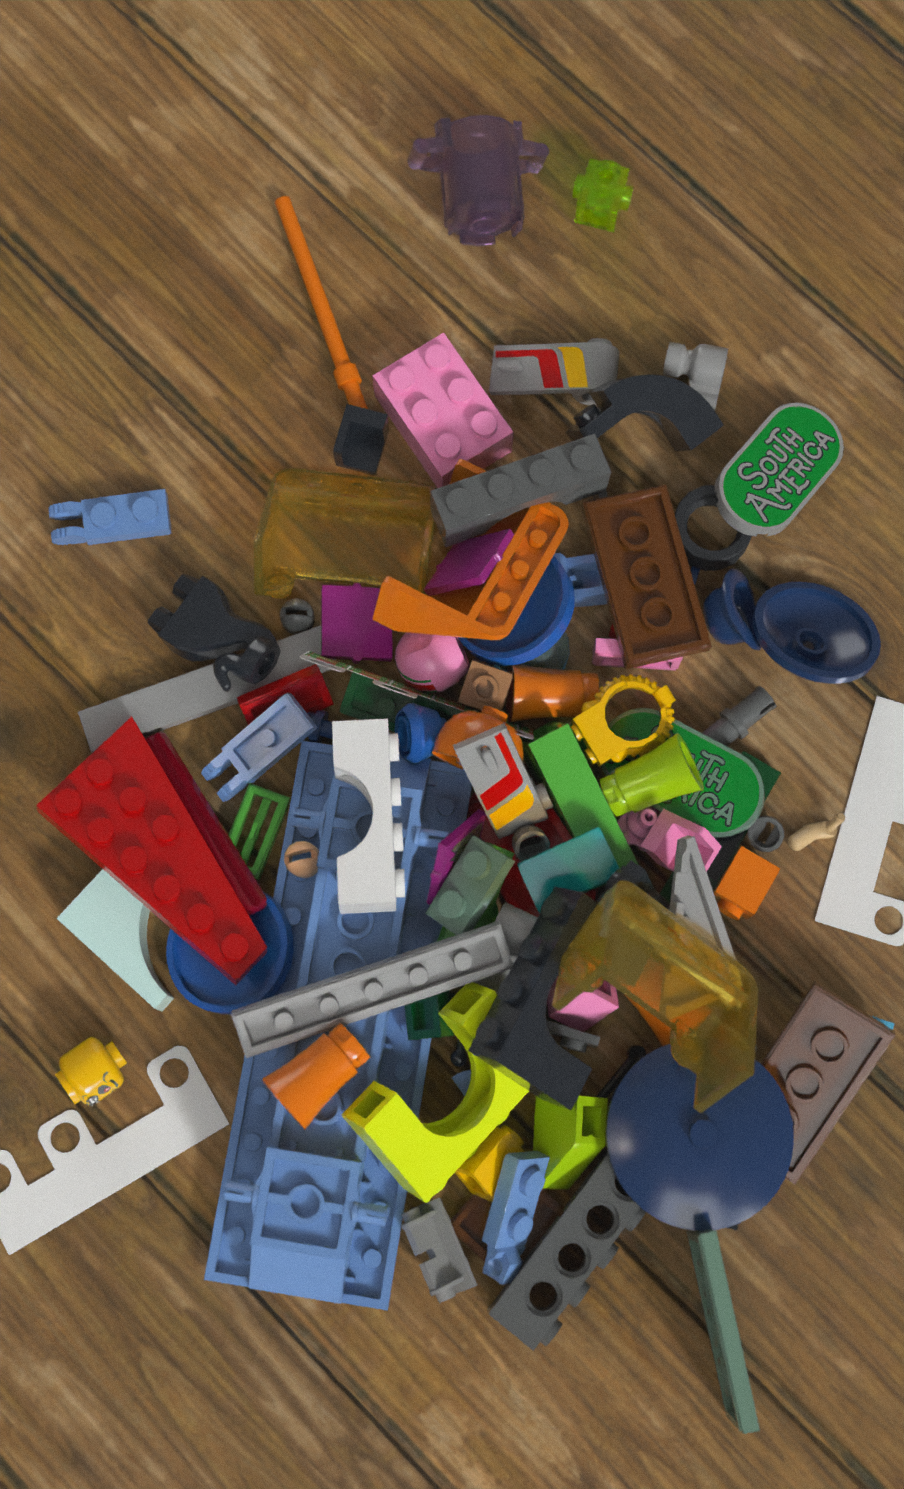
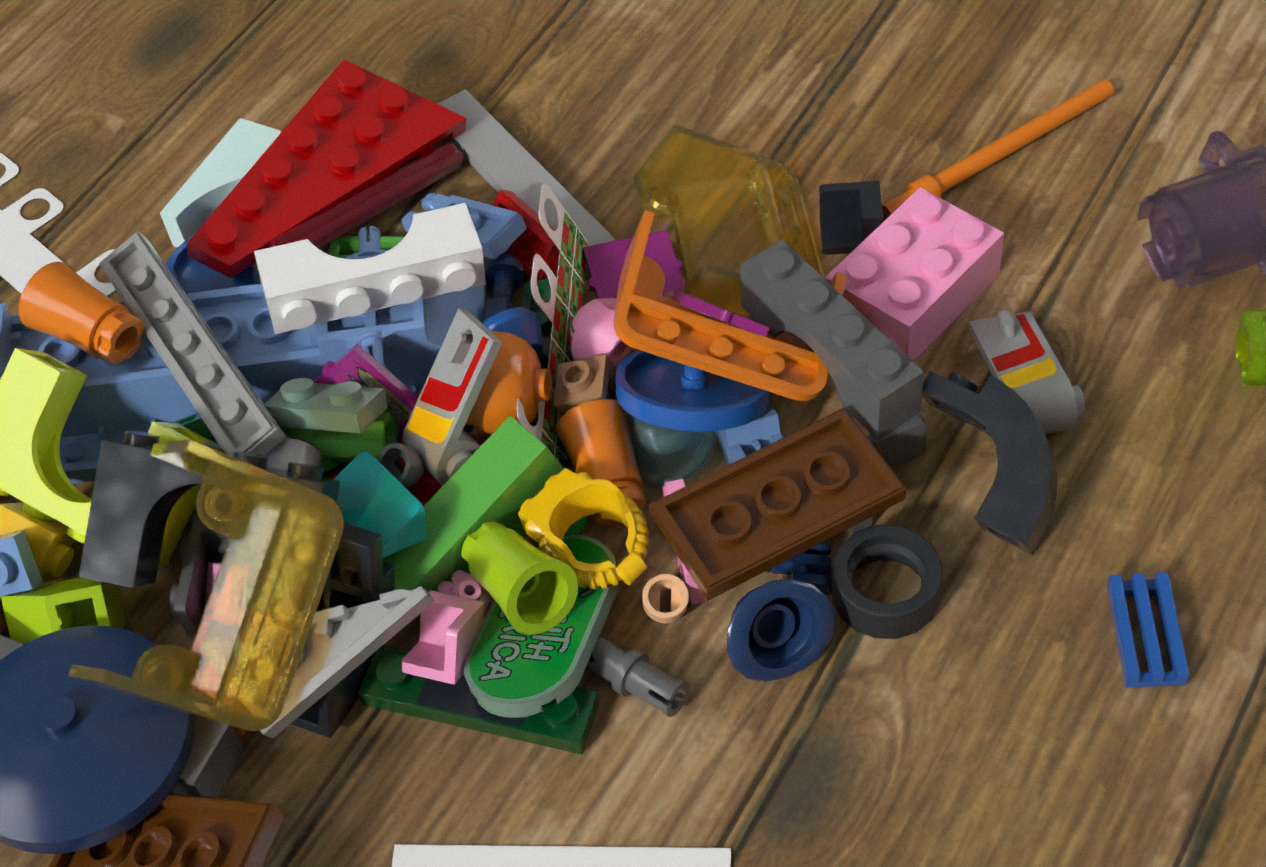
camera: 80 degrees right, 25 degrees down
(91, 1071) = (94, 195): yellow head -> none
(113, 518) = (683, 62): medium blue hinge -> none
(210, 629) = (579, 157): black hips -> none
(297, 623) = (624, 217): dark grey hinge -> none
(686, 676) = (678, 599): none -> light nougat hinge
(702, 366) = (1103, 522): light grey piece -> none
(744, 884) = (416, 732): orange brick -> none
(774, 839) = (495, 735): dark grey hinge -> none
(778, 469) = (996, 628): tile -> none
(798, 363) = (1141, 589): none -> blue tile
(815, 831) = (511, 806): tan piece -> none
(816, 632) = (796, 707): dark blue dish -> none

